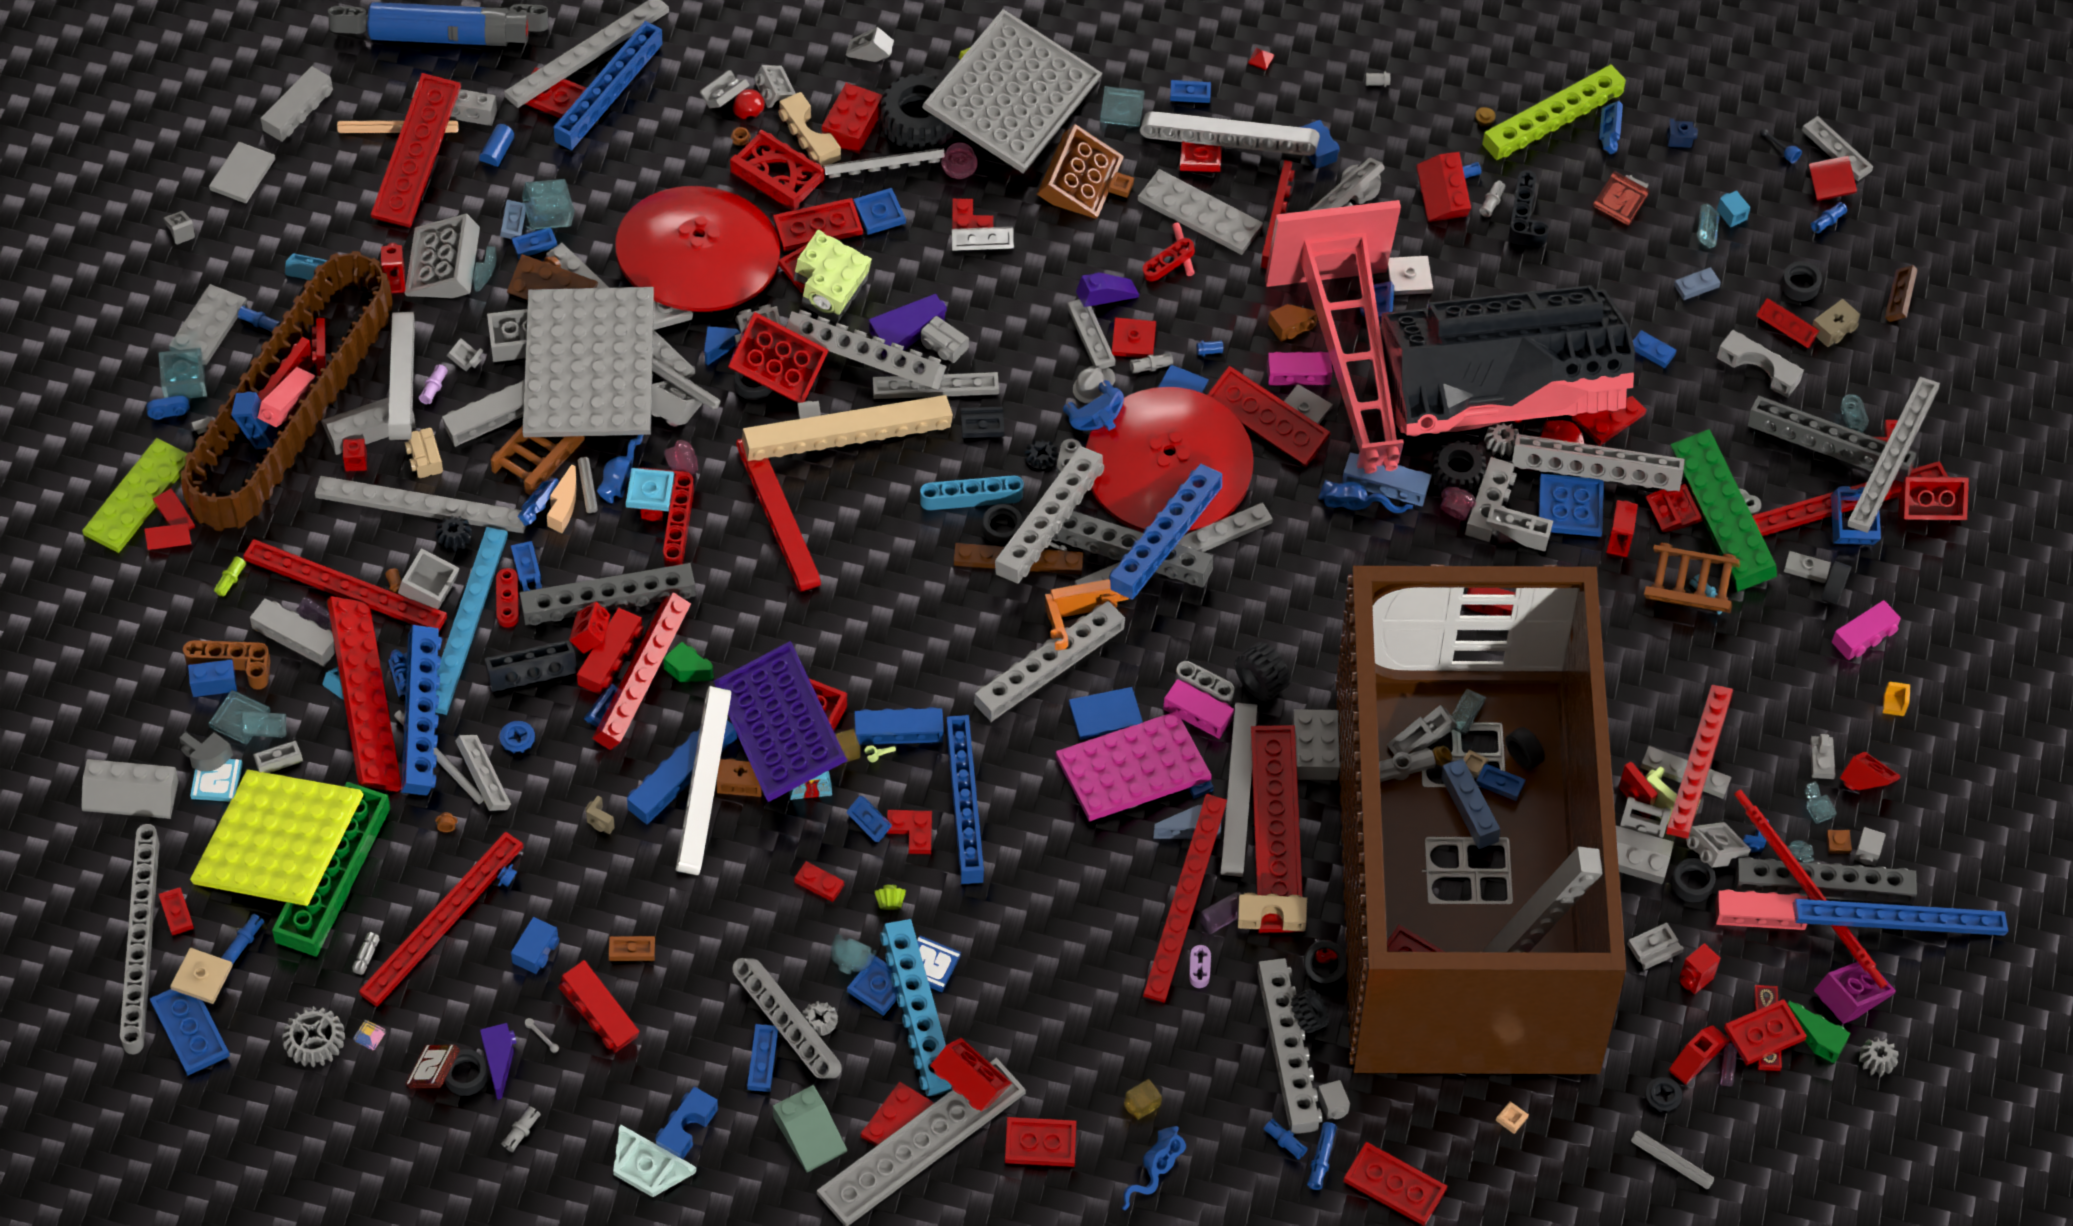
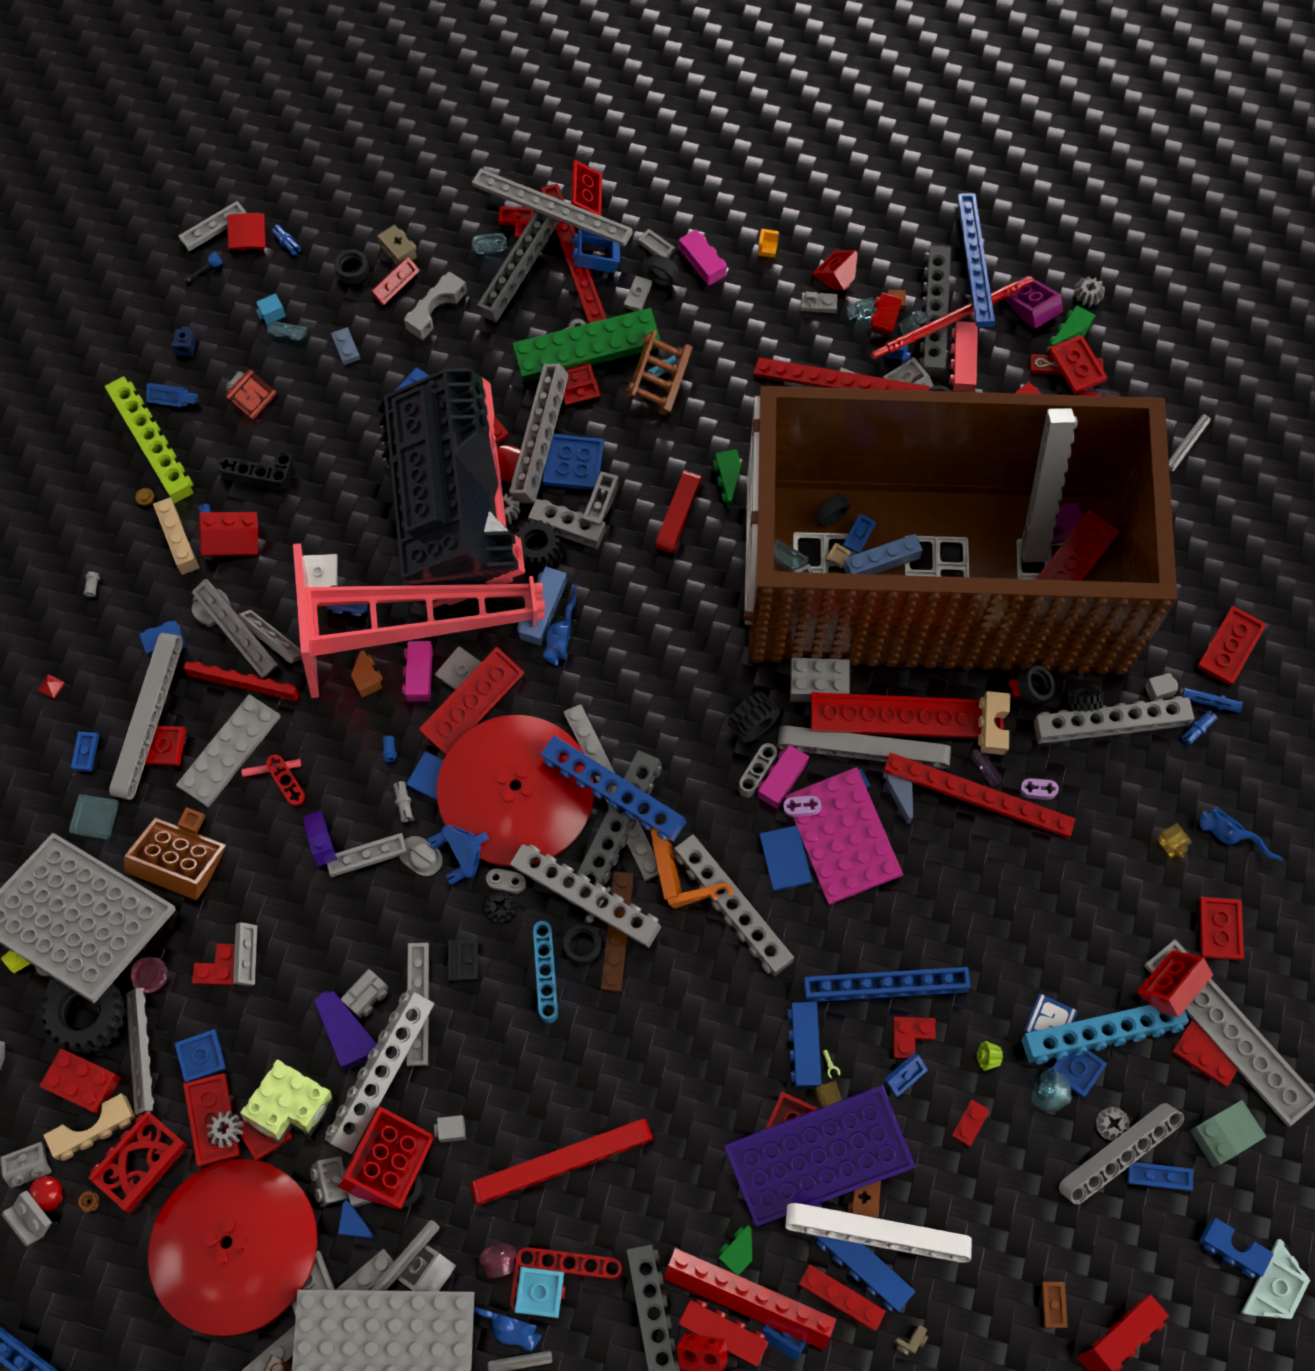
camera: 85 degrees left, 10 degrees up
(641, 752) = (841, 1298): none -> red brick
(804, 228) = (218, 1126): none -> light grey gear
(846, 428) = (471, 1092): tan brick -> none
(1133, 337) = (371, 817): red plate -> none
(1166, 721) = (801, 801): none -> lavender beam
(1457, 502) = (573, 547): clear pink piece -> none
(1460, 135) = (176, 536): none -> tan arch
(1492, 199) = (239, 498): light grey axle -> none
(1622, 528) = (600, 422): red slope -> none
(1810, 820) = (885, 314): none -> red brick
(1869, 846) = (904, 277): light grey brick -> none
(1879, 585) = (655, 244): none -> light grey tile
(1901, 293) = (370, 196): reddish brown plate -> none

